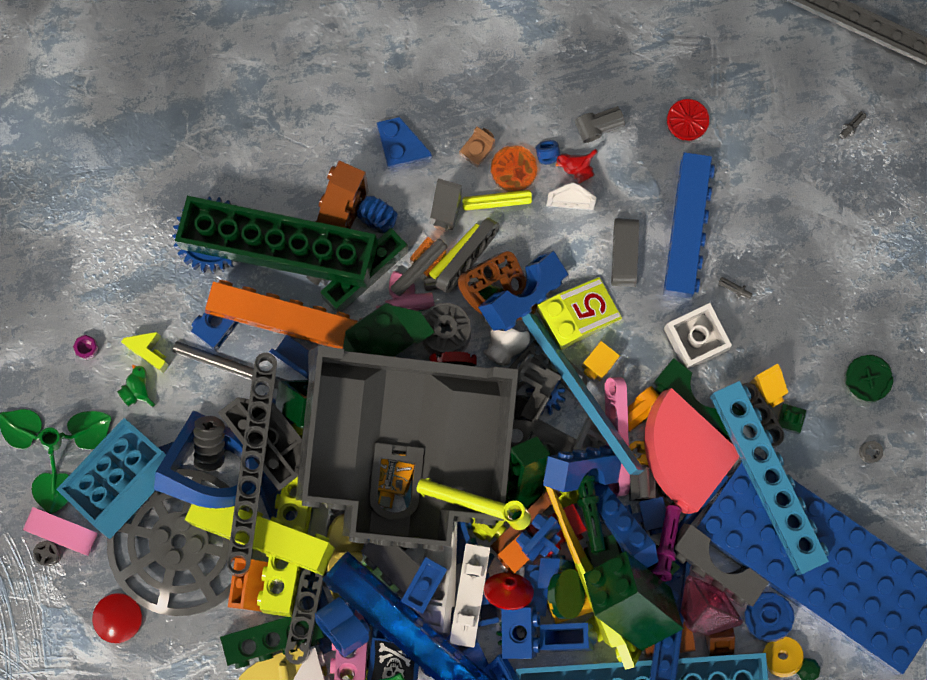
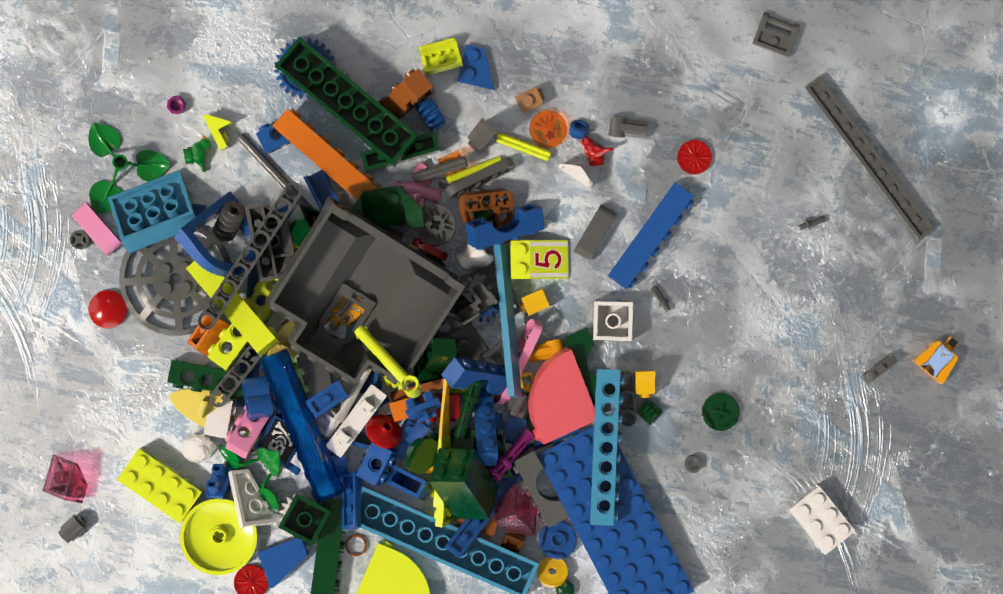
camera: 30 degrees right, 10 degrees up
(356, 145) = (440, 56): none -> neon yellow bracket

